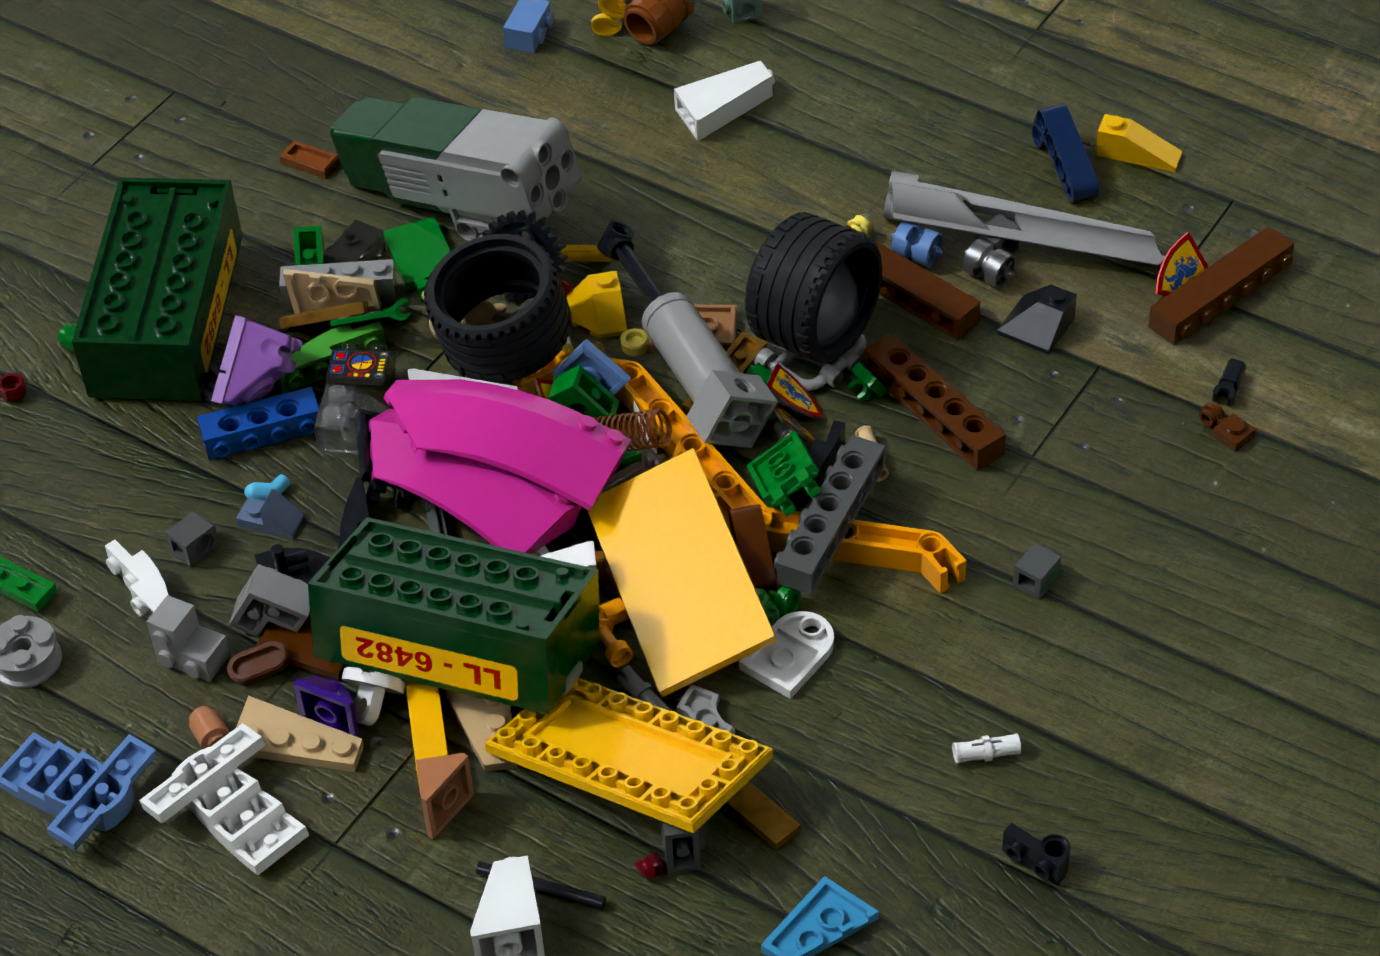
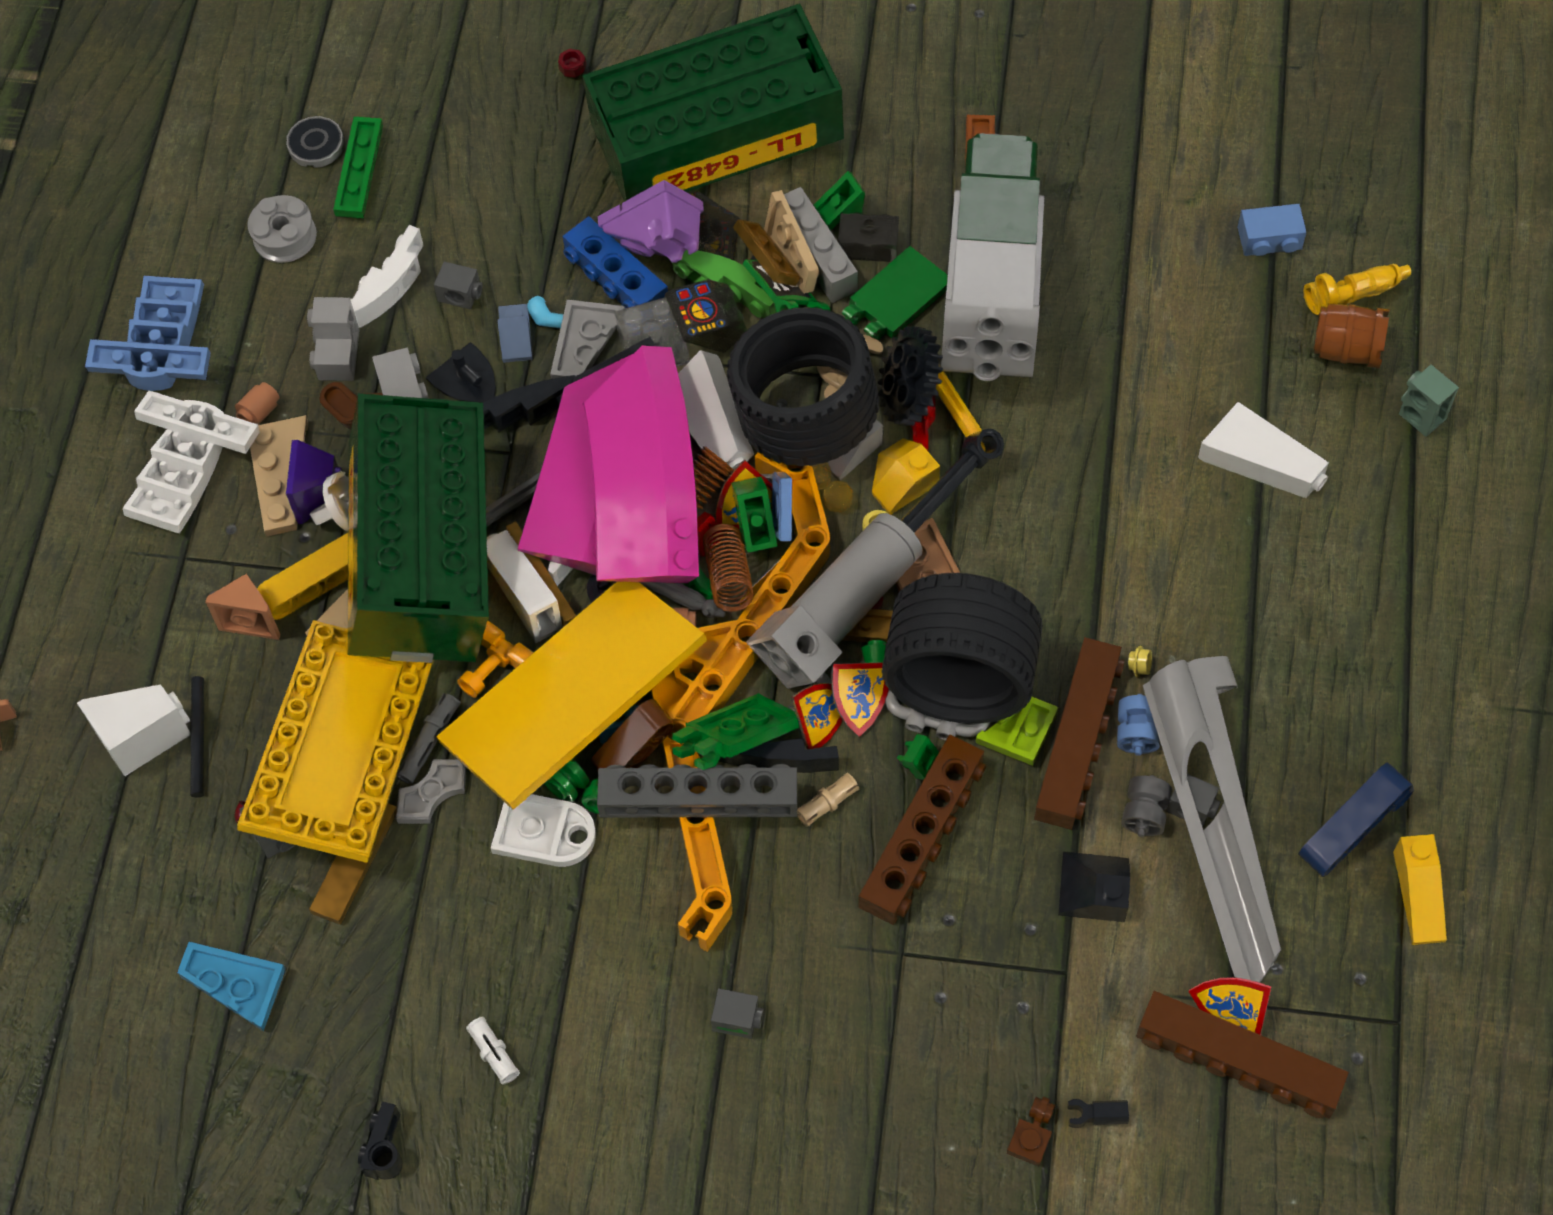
camera: 65 degrees right, 15 degrees up
(313, 470) = (582, 336): none -> light grey wing
(886, 319) = (1022, 733): none -> lime wing

